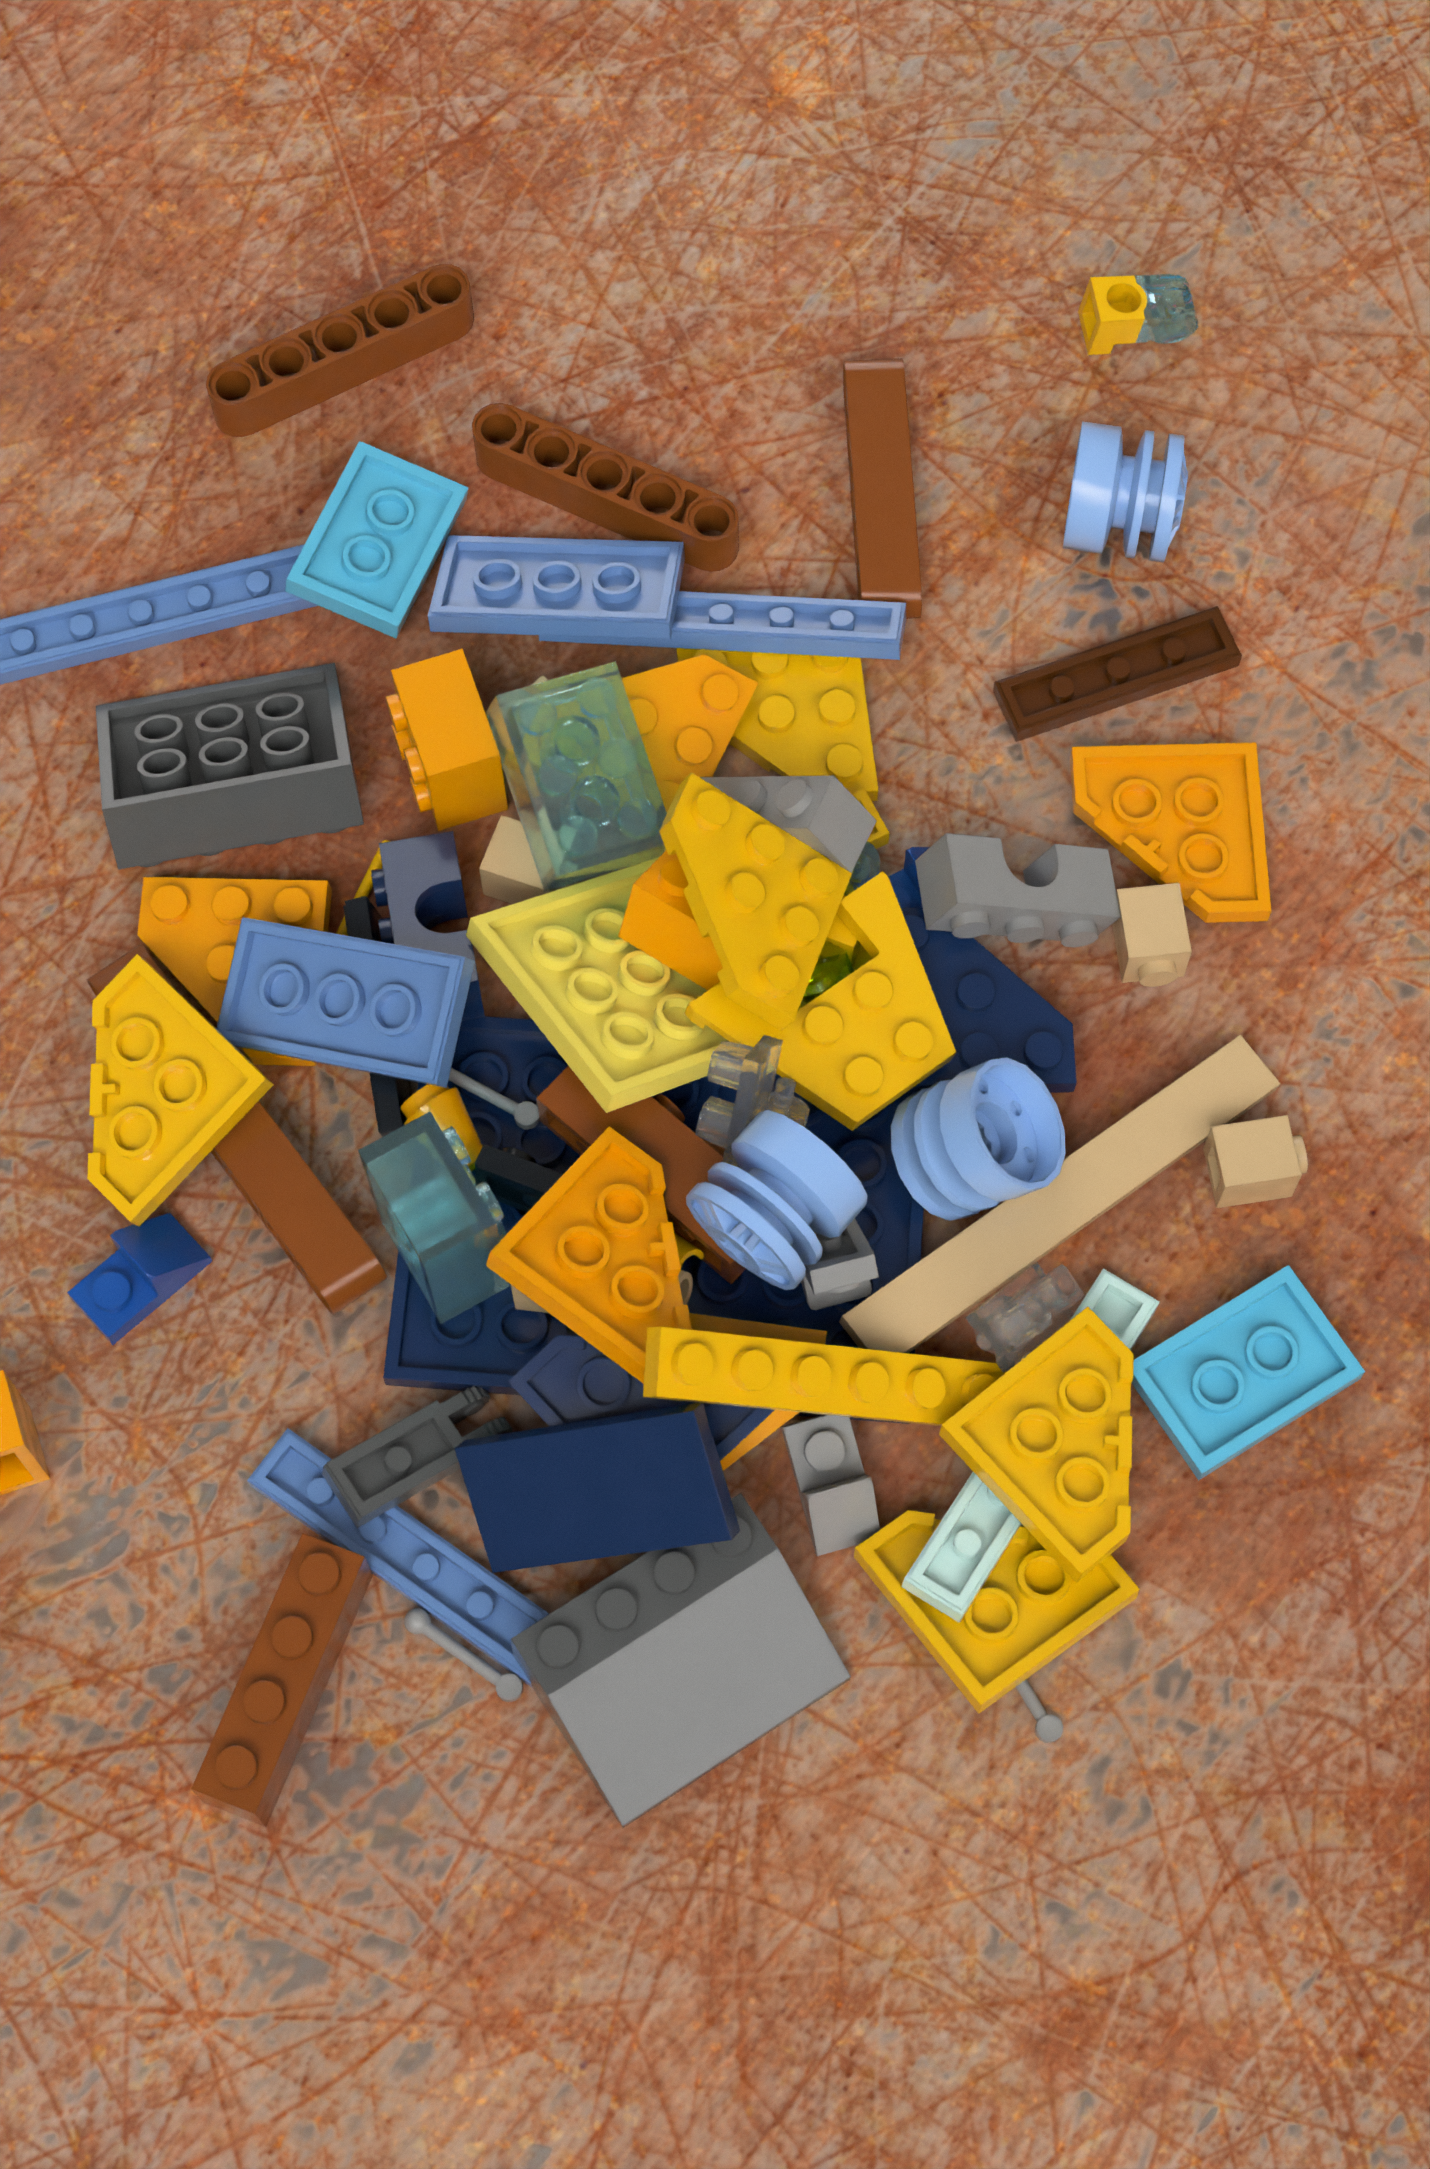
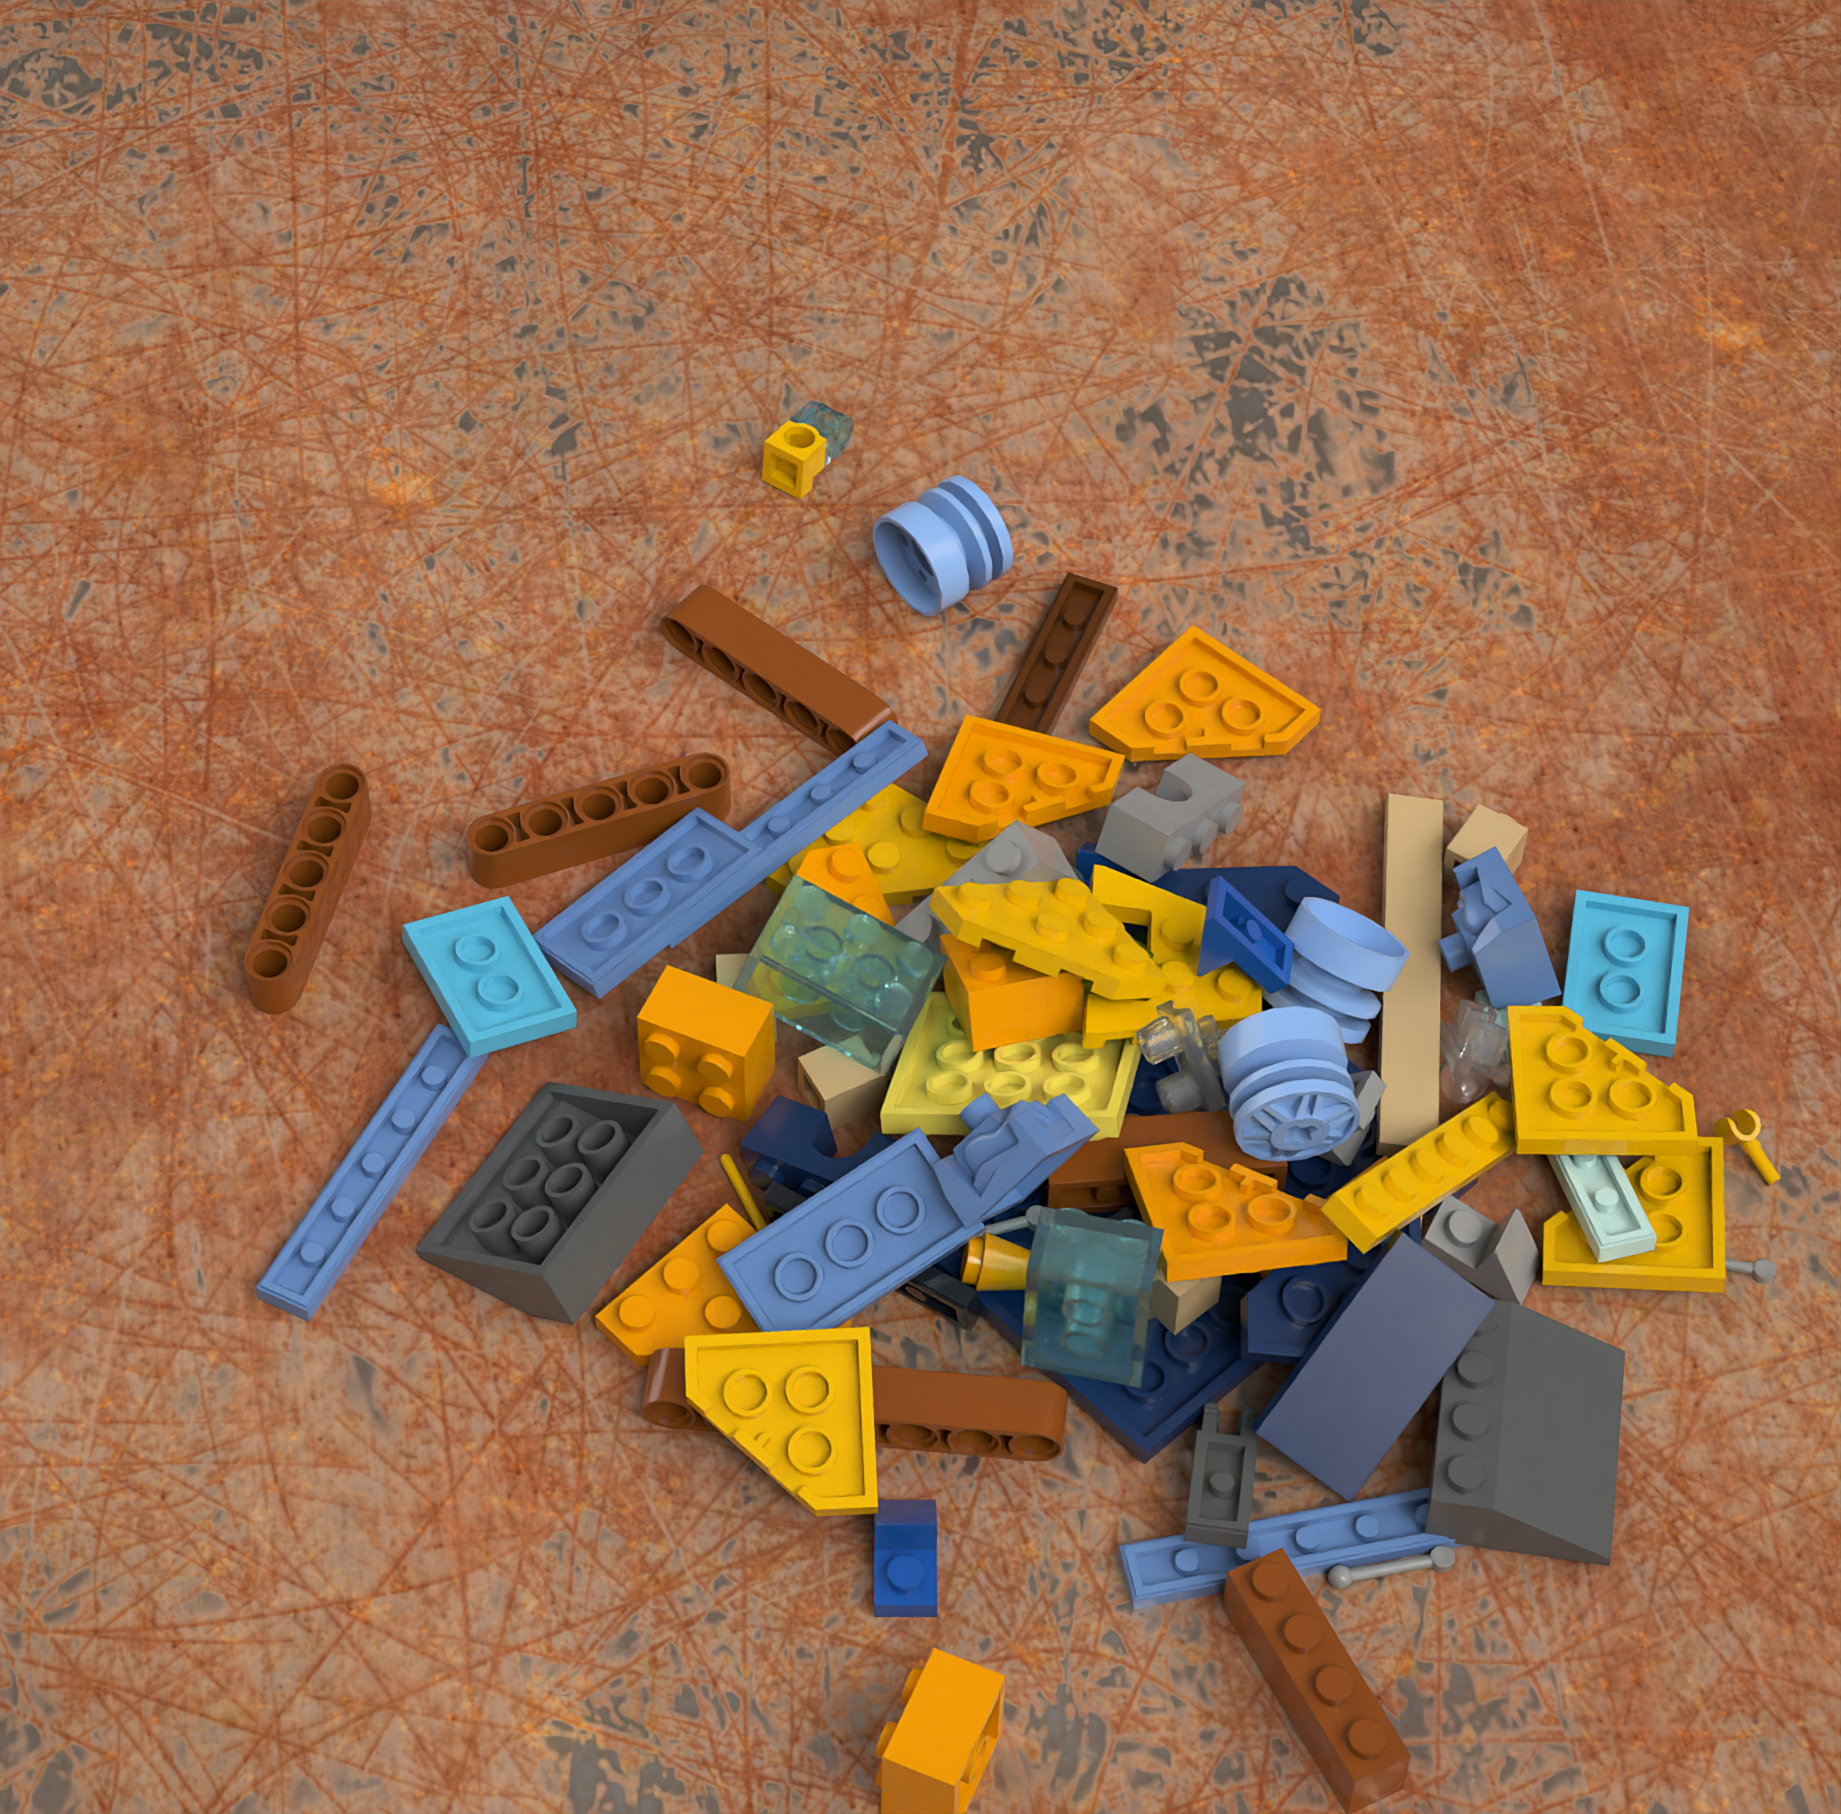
camera: 50 degrees left, 15 degrees down
(501, 1043) = (1009, 1153): none -> medium blue brick
(894, 1045) = (1243, 935): none -> blue slope
(947, 742) = (1016, 774): none -> light orange plate
(1152, 934) = (1274, 782): tan brick -> none
(1156, 1242) = (1498, 935): none -> medium blue brick
(1165, 1616) = (1749, 1128): none -> yellow hand

